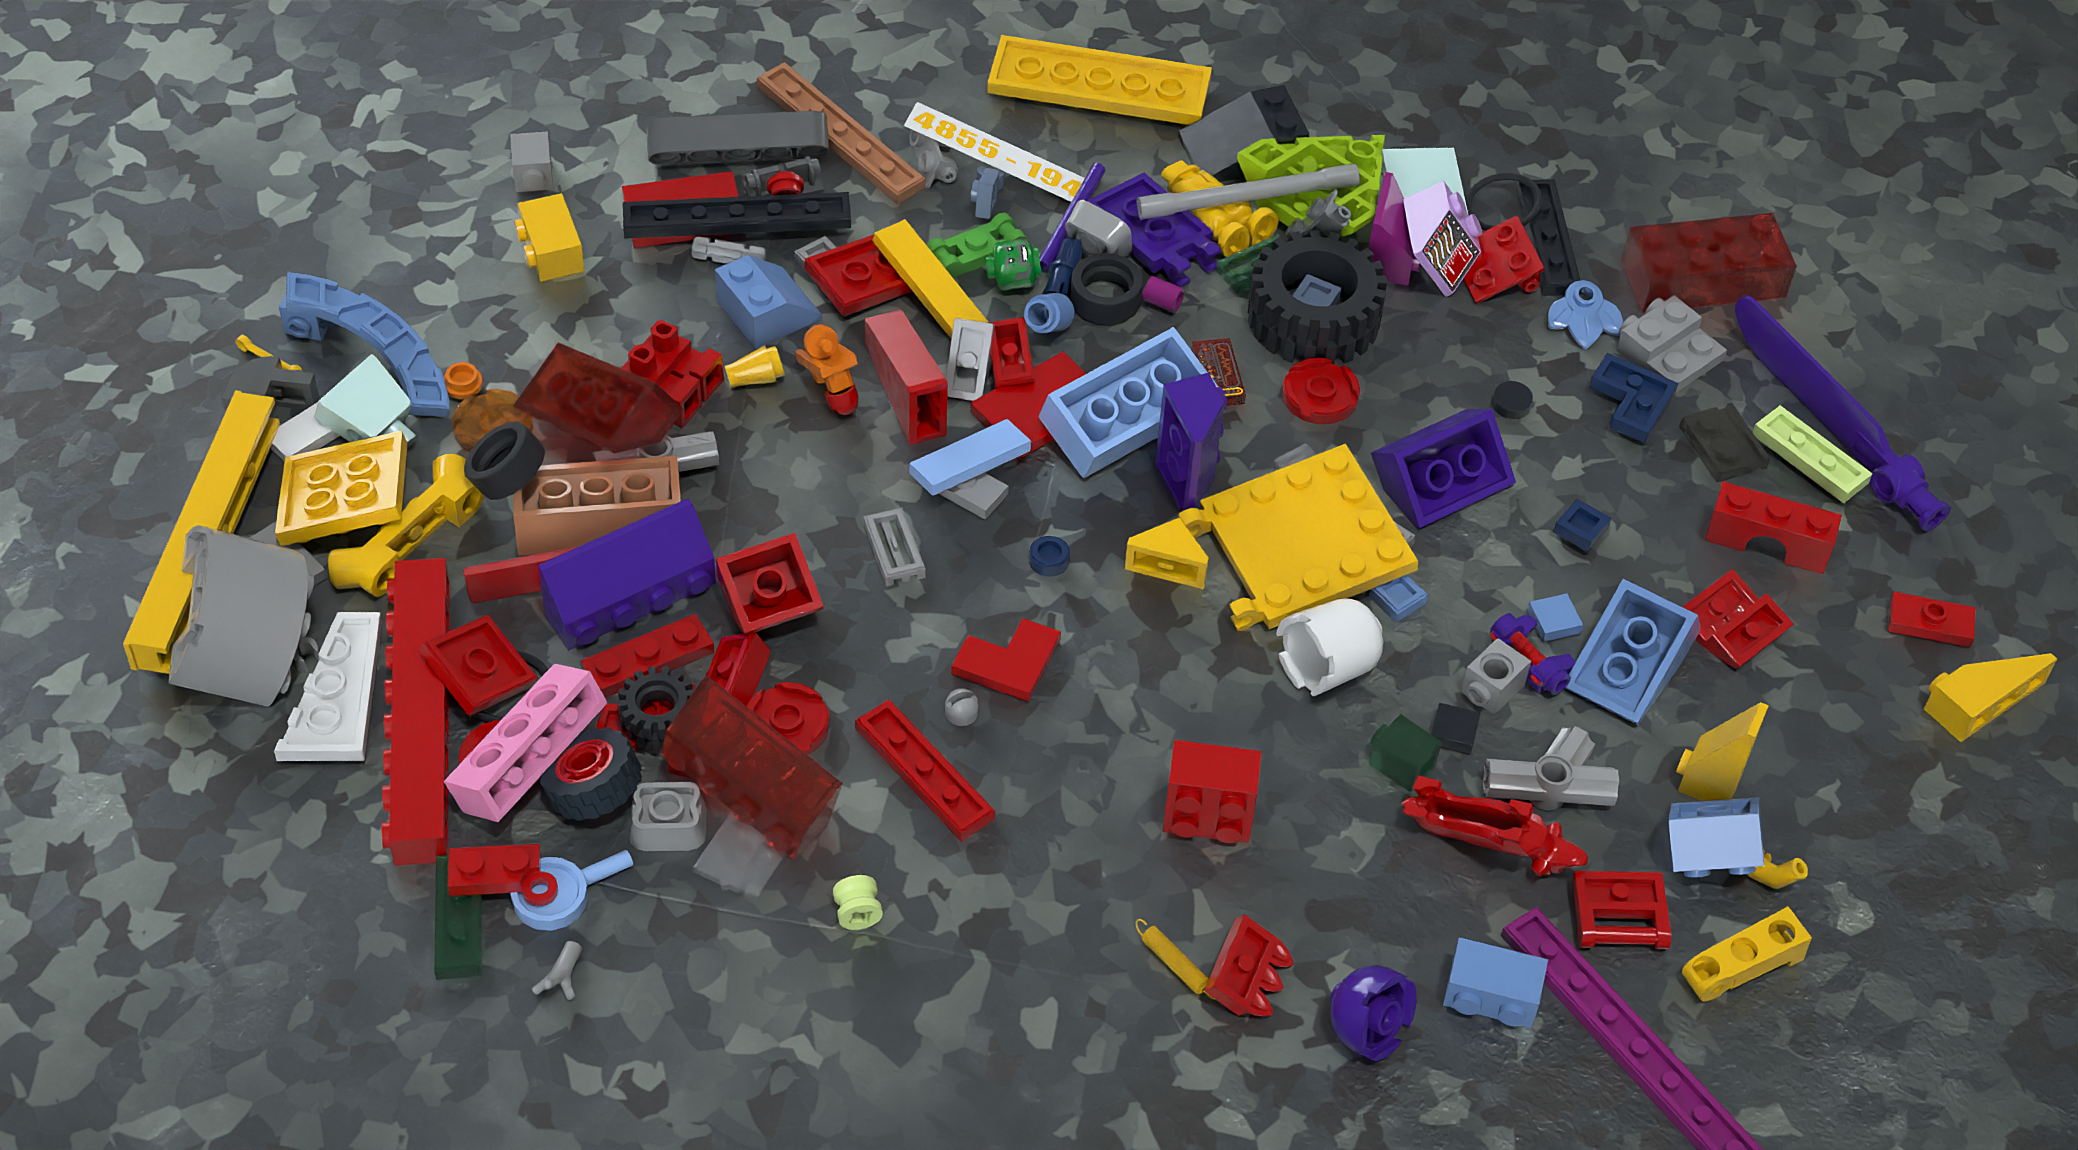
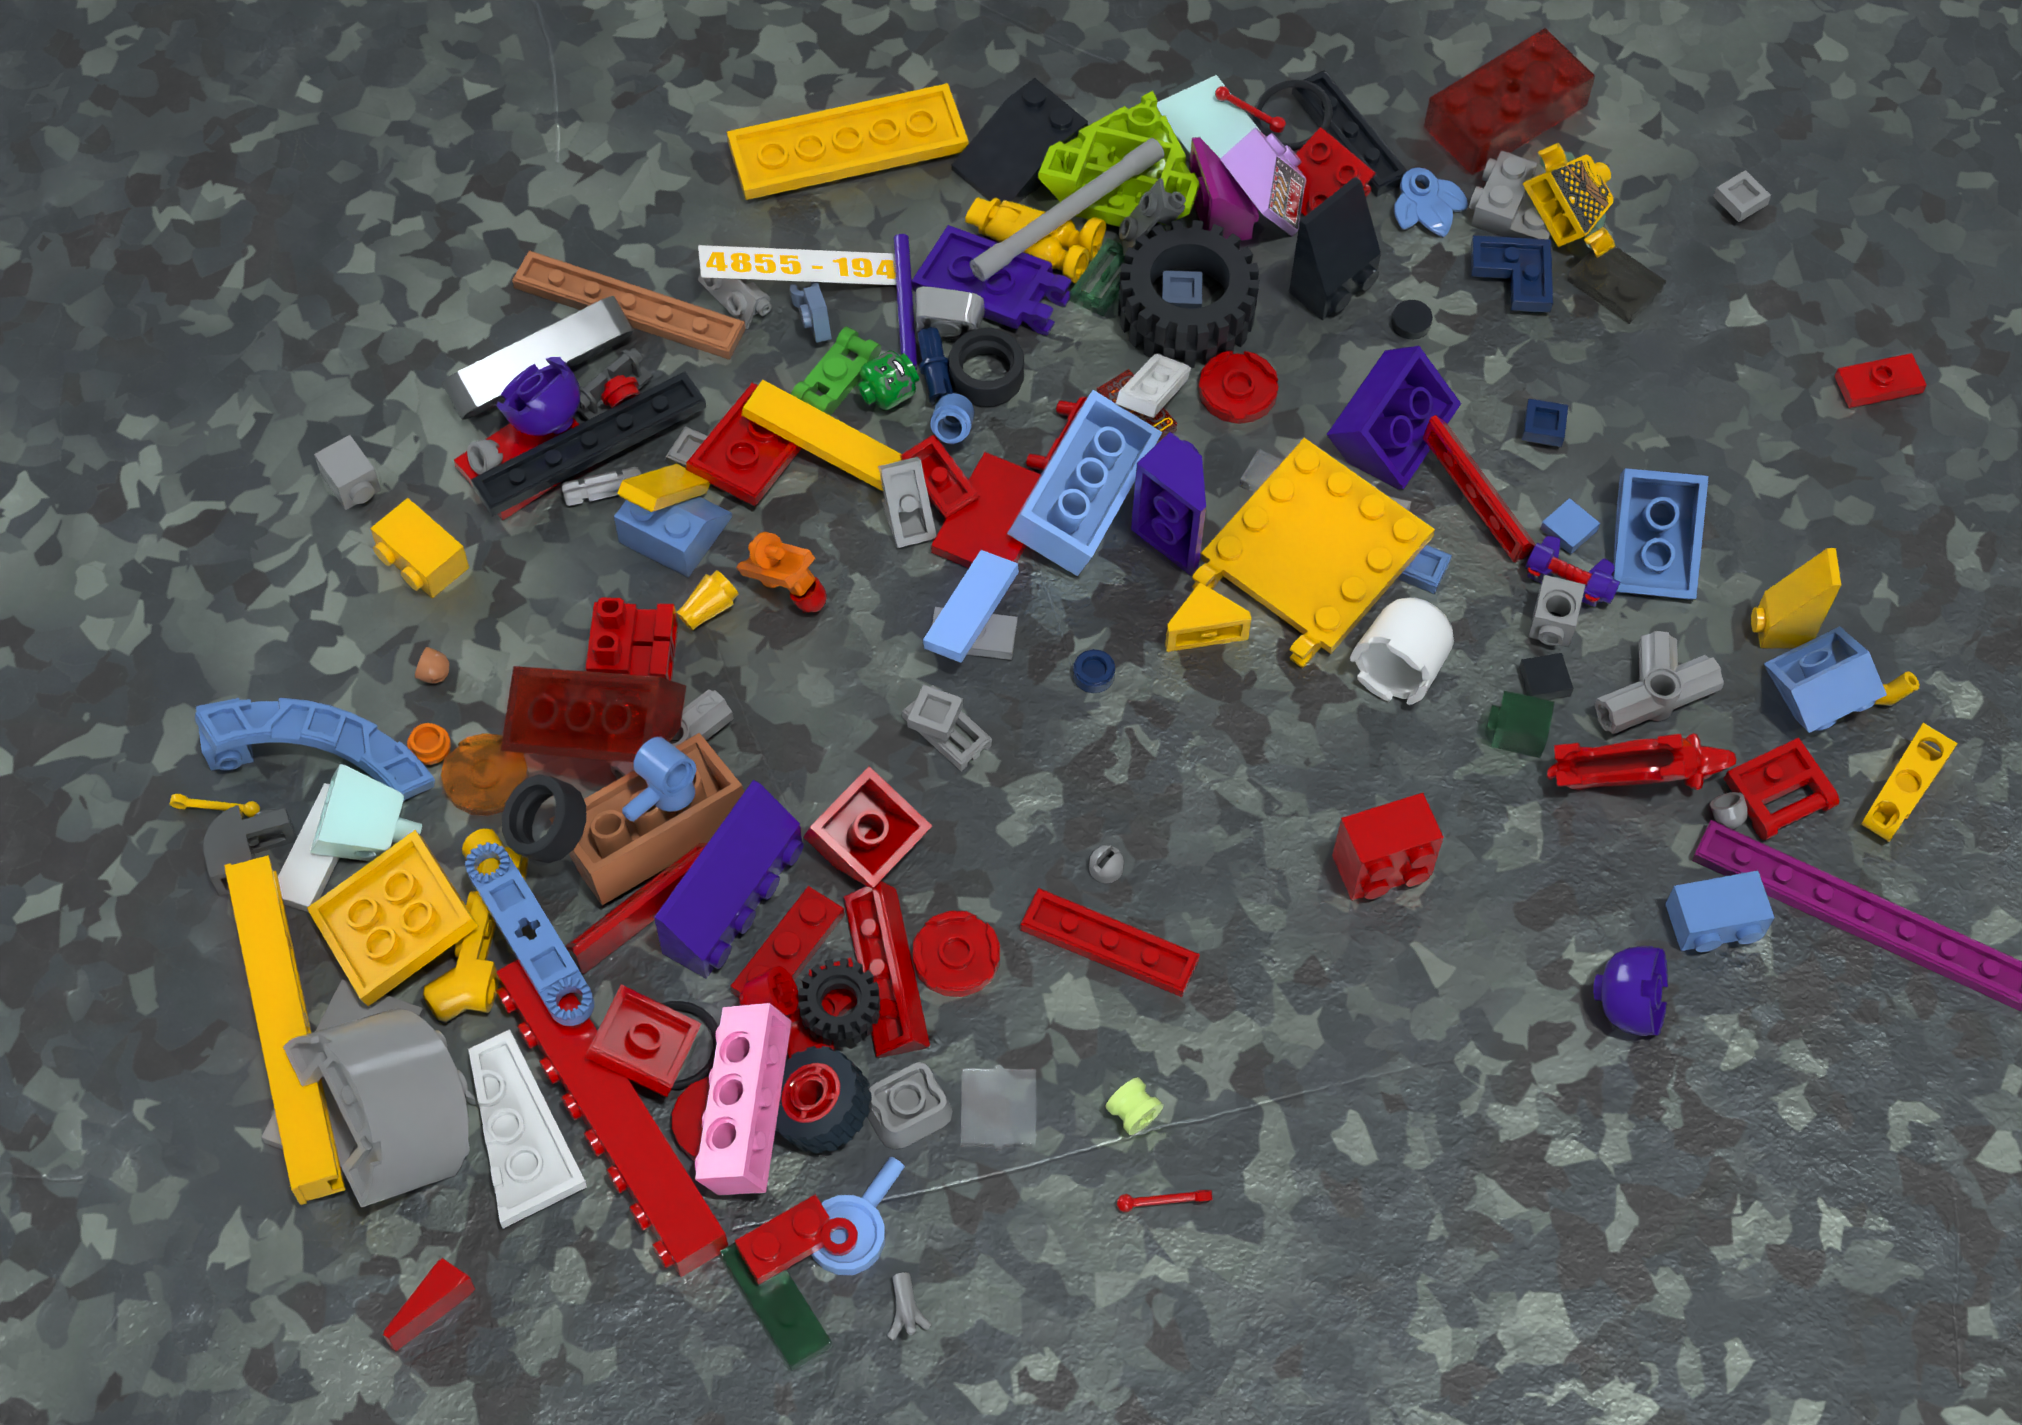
camera: 25 degrees left, 10 degrees up
(176, 786) = (433, 1298): none -> red slope
(436, 564) = (543, 957): none -> medium blue piece
(502, 326) = (432, 666): none -> nougat hinge
(608, 670) = (772, 987): none -> red hat
(619, 464) = (668, 778): none -> medium blue piece
(645, 188) = (484, 455): none -> light grey hinge
(714, 164) = (542, 399): none -> dark purple cylinder
(751, 769) = (972, 1026): clear red slope -> none
(768, 264) = (663, 487): none -> yellow tile
(803, 979) = (1126, 1202): none -> red hinge
(885, 524) = (935, 712): none -> light grey plate
(908, 376) = (859, 543): red slope -> none
(1009, 669) = (1127, 804): red tile -> none
(1163, 294) = (1041, 349): magenta hinge -> none
(1174, 959) = (1437, 1021): yellow piece -> none
(1237, 352) = (1153, 385): none -> white tile
(1246, 968) = (1504, 1001): red plate -> none
(1465, 308) = (1335, 252): none -> black slope
(1483, 203) = (1276, 123): none -> red hinge
(1485, 548) = (1478, 489): none -> red slope
(1559, 906) = (1729, 809): none -> light grey hinge
(1715, 350) = (1572, 198): none -> torso
(1735, 620) = (1726, 454): red slope -> none
(1747, 513) = (1678, 351): red arch -> none
(1812, 454) = (1698, 260): yellowish green plate -> none
(1891, 417) = (1742, 196): none -> light grey plate
(1892, 476) = (1778, 252): dark purple piece -> none
(1984, 691) = (1959, 436): yellow slope -> none

